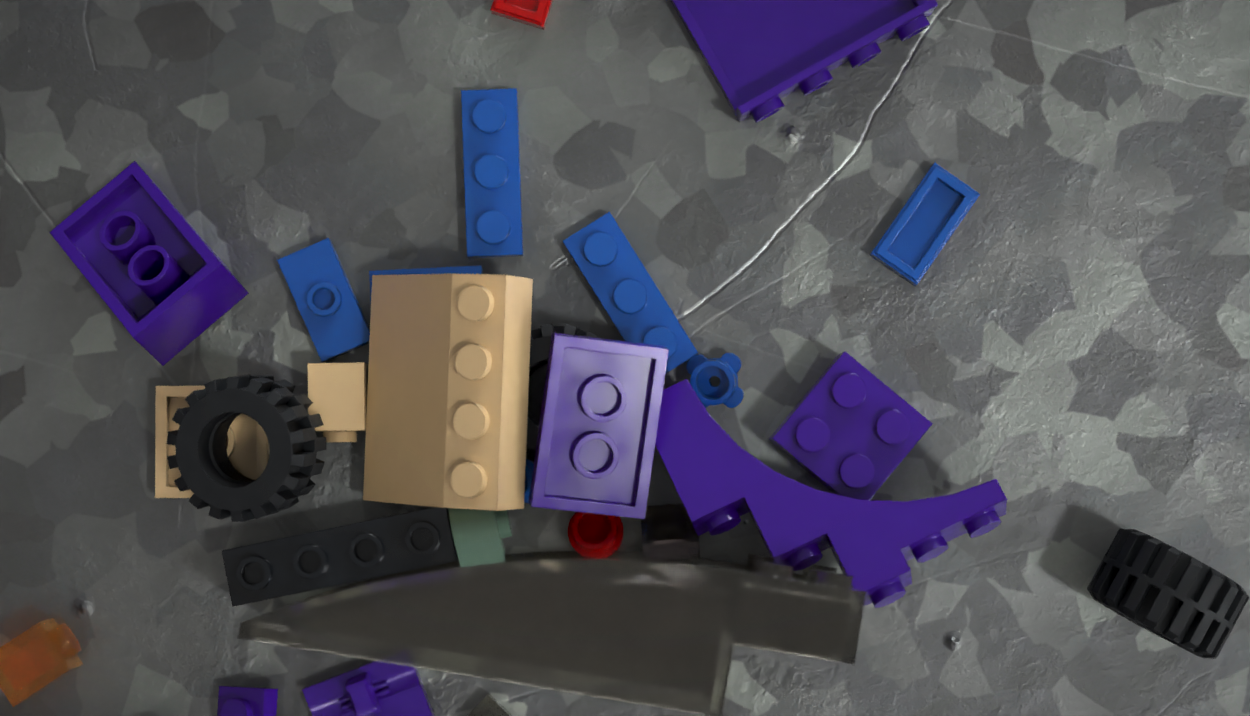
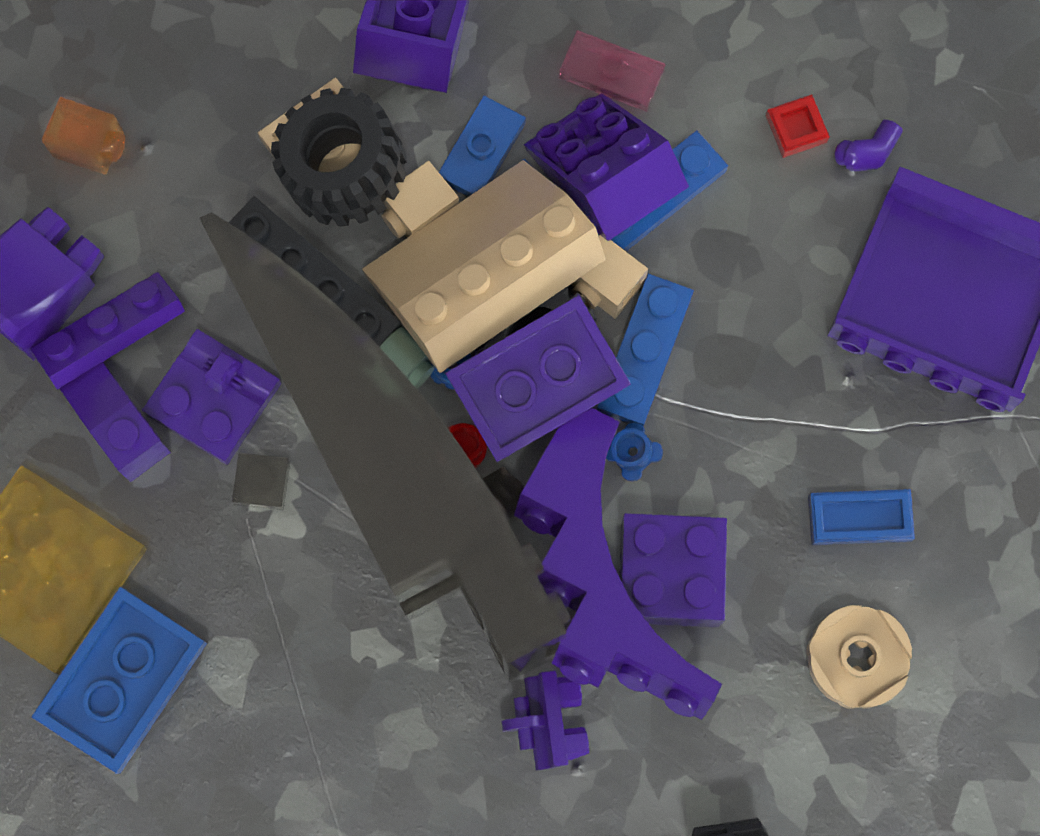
camera: 50 degrees right, 10 degrees down
(342, 122) = (612, 70): none -> clear pink plate
(435, 202) = (608, 164): none -> dark purple slope
(550, 274) = (613, 281): none -> tan brick
(897, 650) = (541, 721): none -> dark purple hips
(1068, 303) = (851, 685): none -> tan plate

